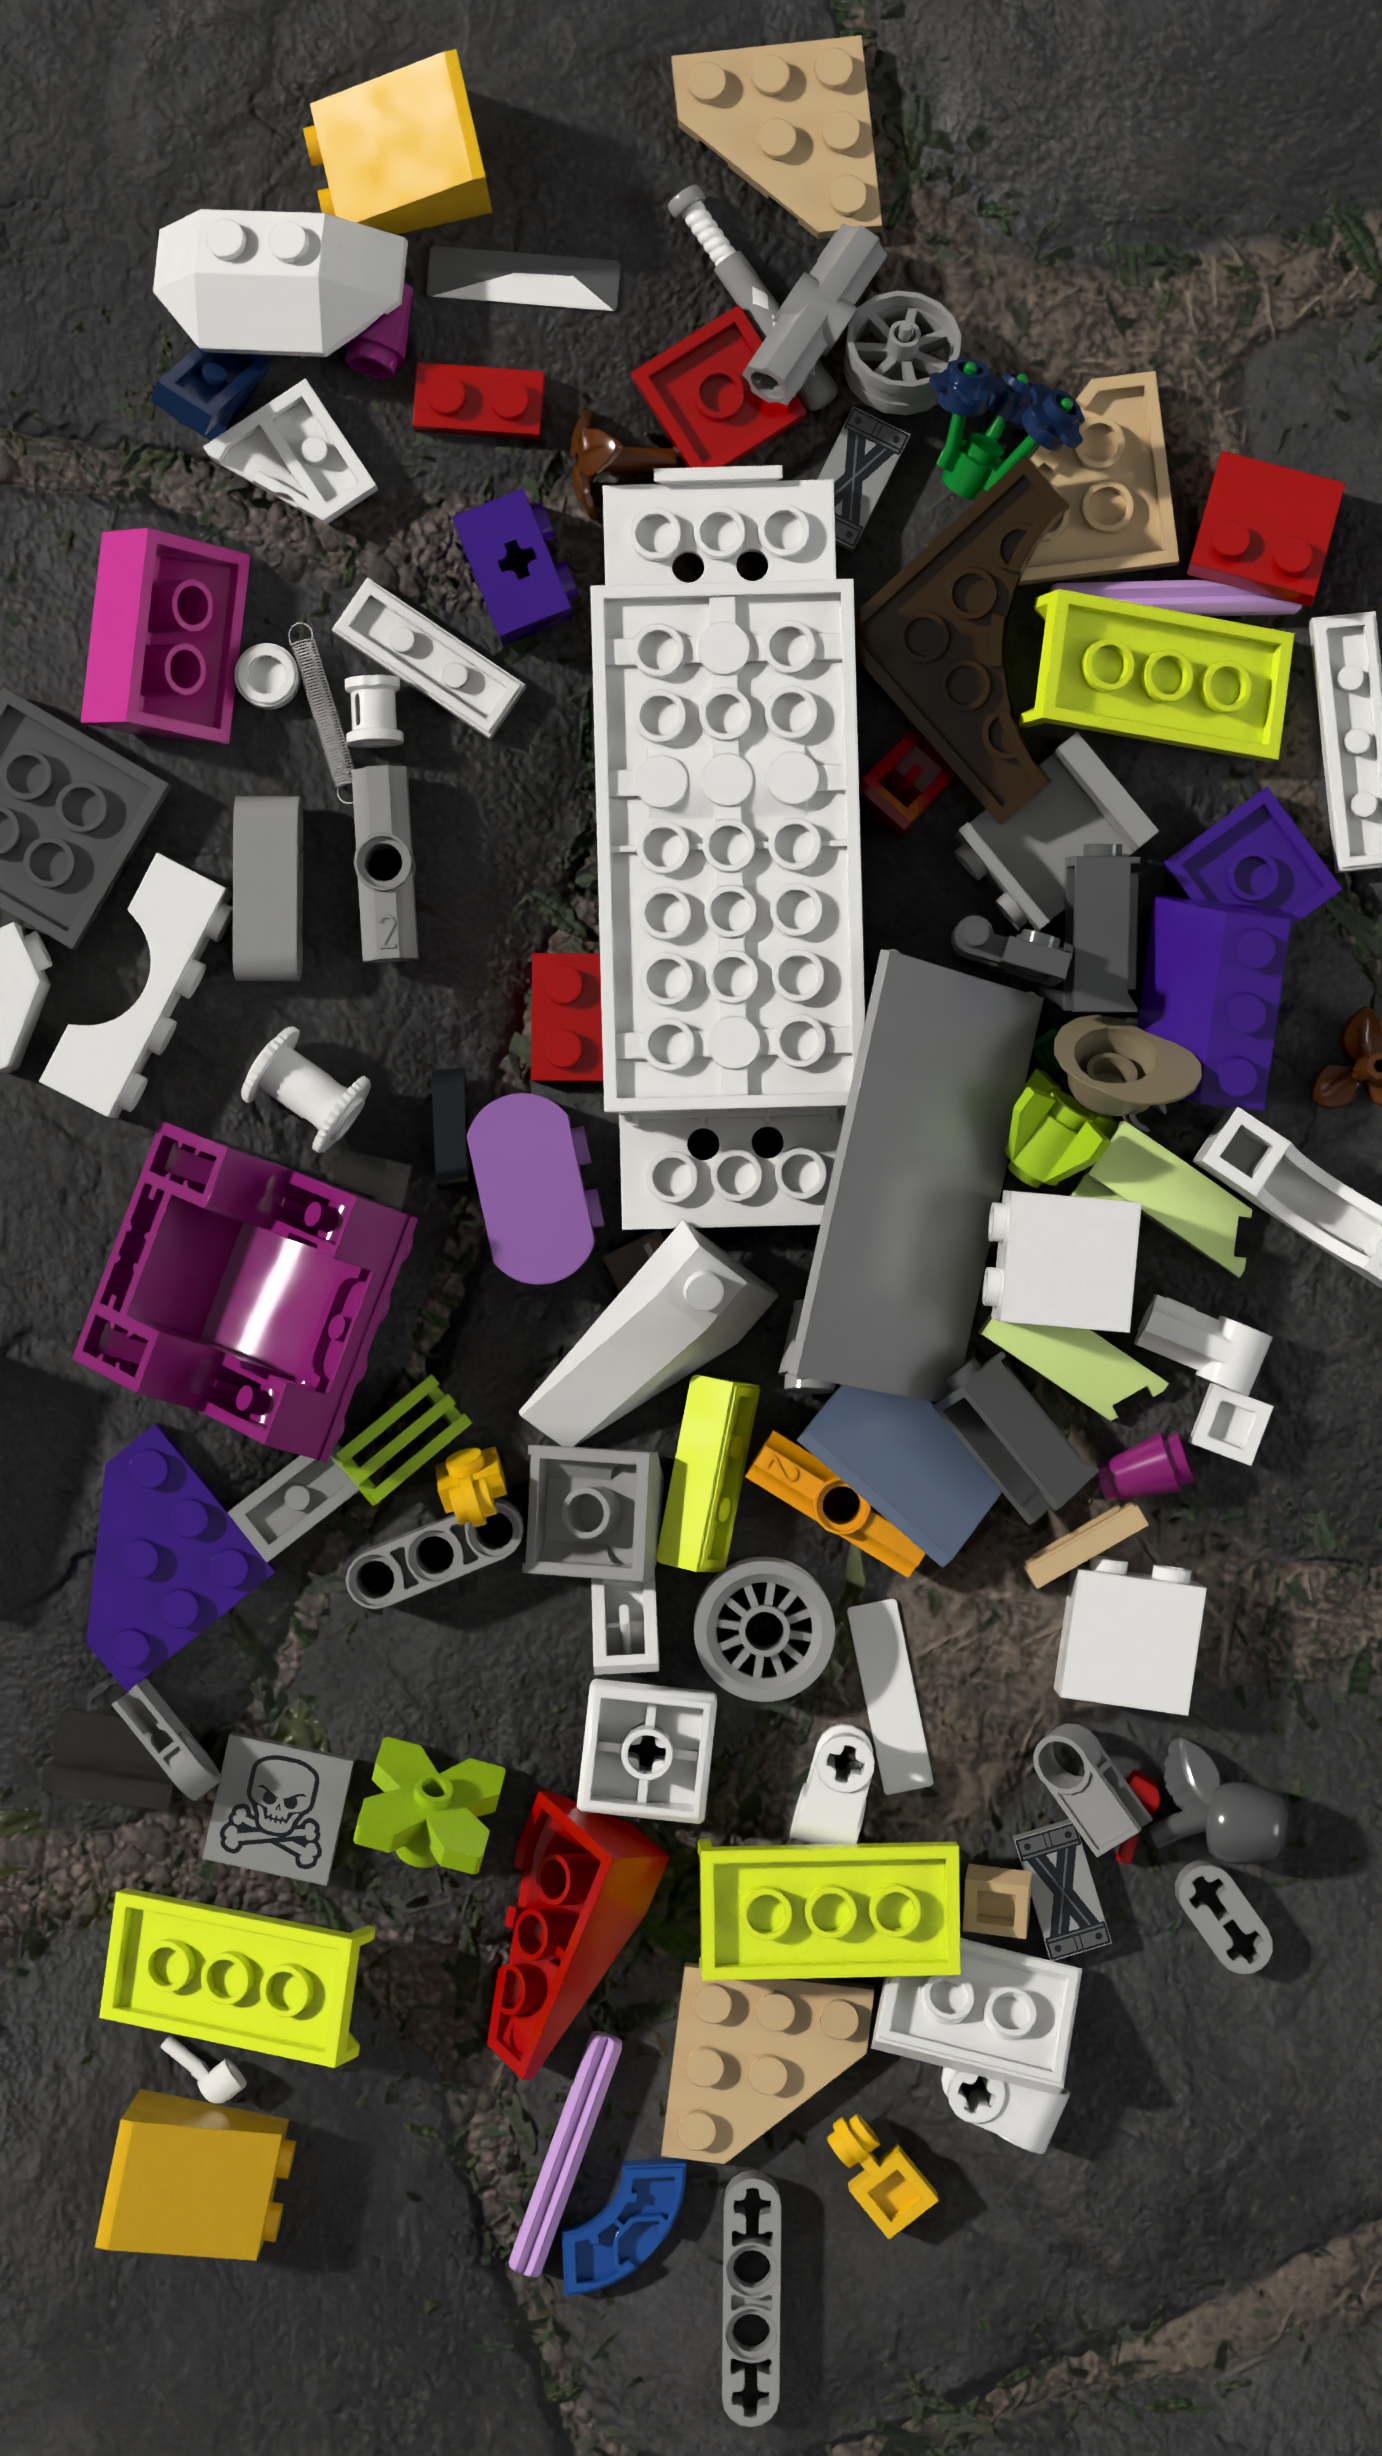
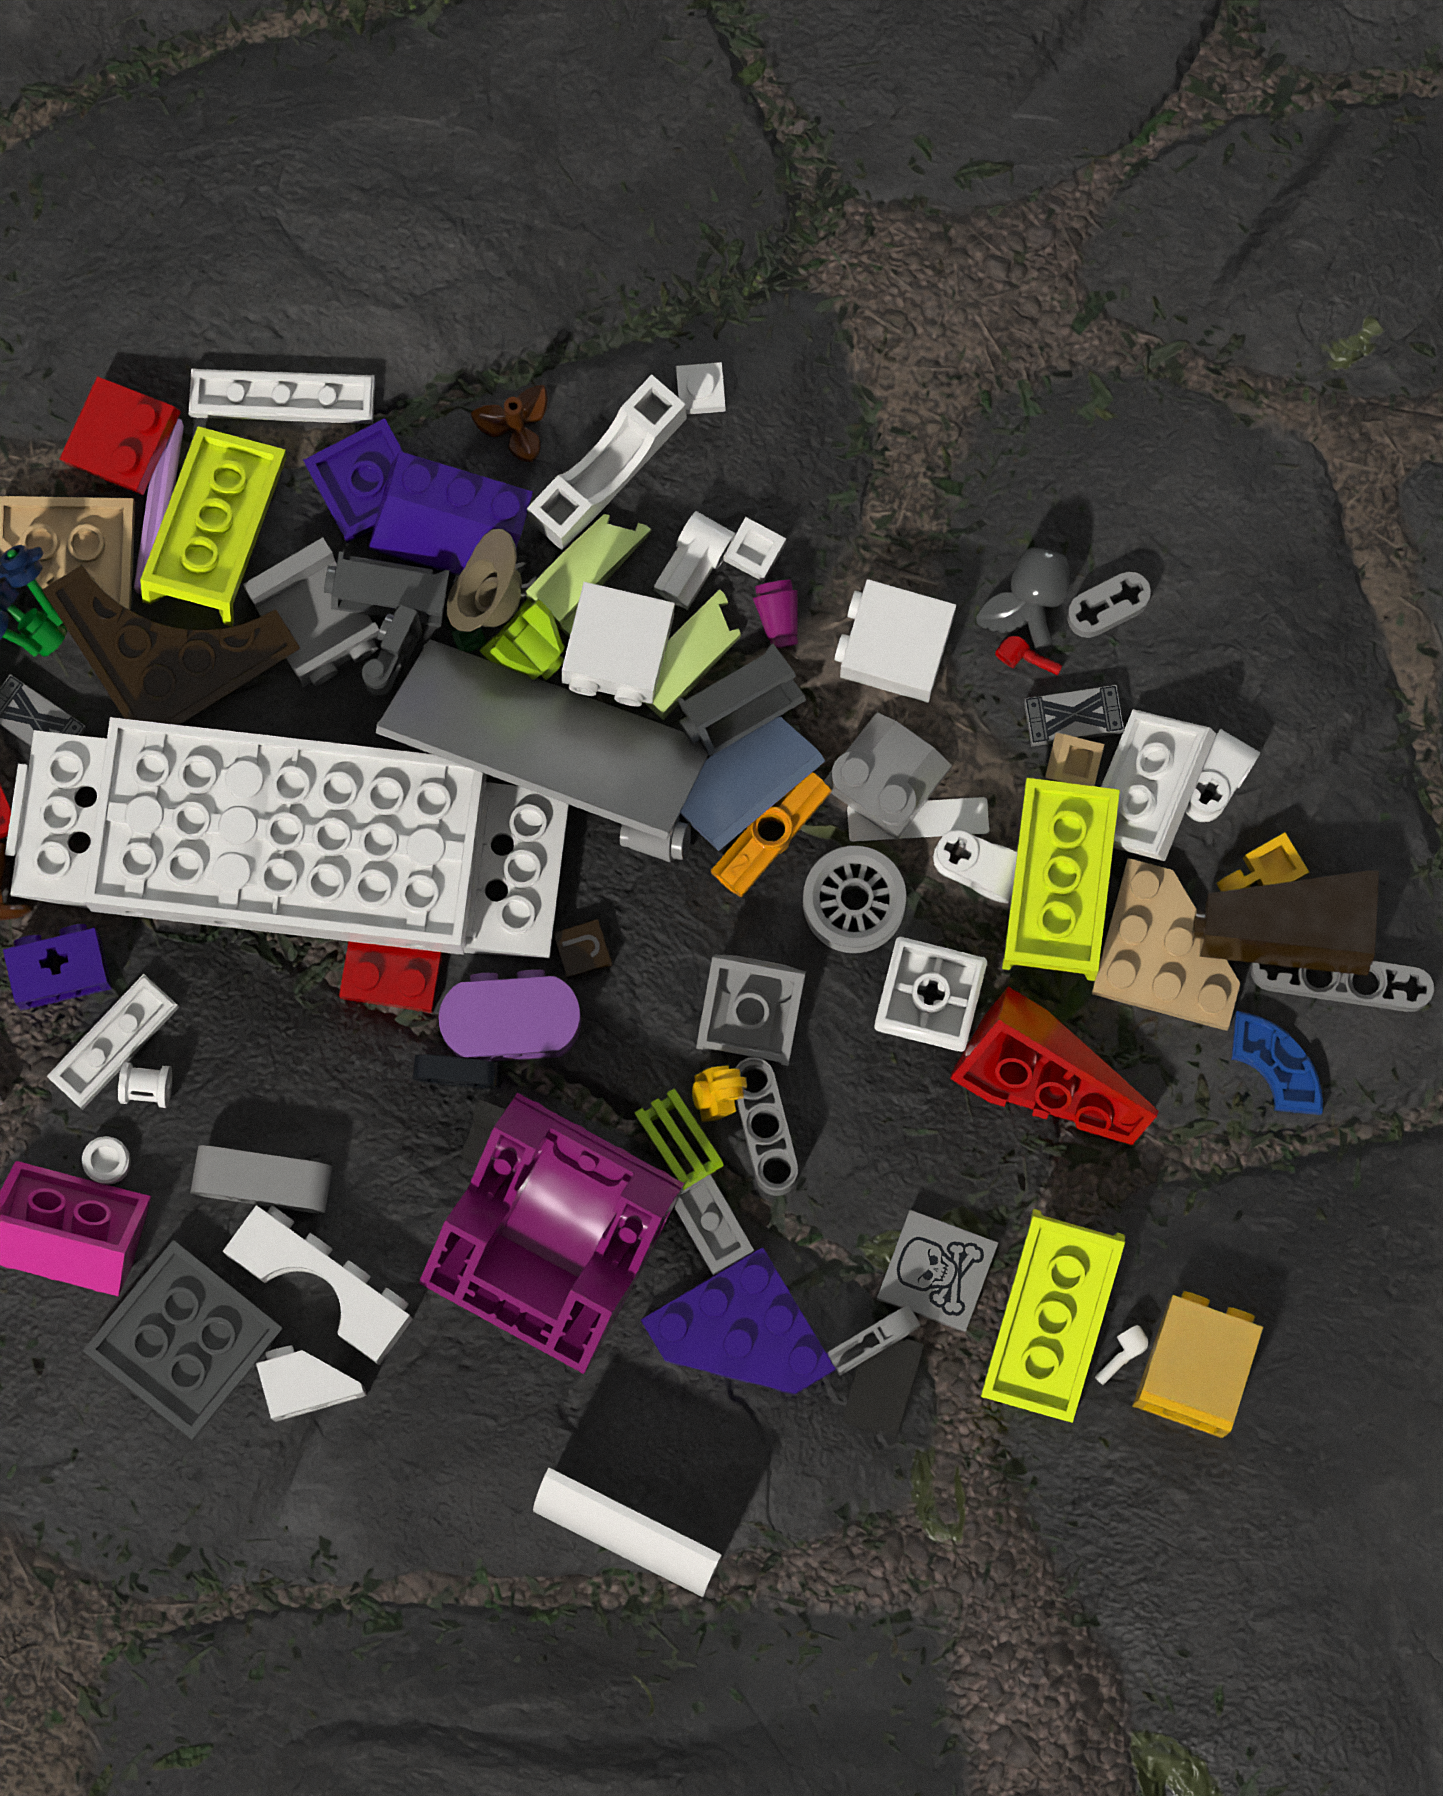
camera: 80 degrees left, 10 degrees down
(305, 1089) = (412, 1171): white hose -> none
(340, 755) = (139, 1127): white piece -> none
(380, 823) = (228, 1086): light grey piece -> none
(427, 1813) = (952, 1154): lime plant -> none
(565, 2153) = (1219, 1098): lavender axle -> none
(624, 1626) = (835, 997): white slope -> none
(660, 1328) = (626, 943): white wedge -> none
(707, 1474) = (735, 923): neon yellow slope -> none
(811, 2239) = (1295, 923): none -> dark brown slope
(905, 783) = (260, 709): dark red slope -> none
(943, 1648) = (887, 774): none -> light grey slope
(1083, 1543) = (825, 664): tan tile -> none
(1096, 1803) = (1014, 680): light grey piece -> none

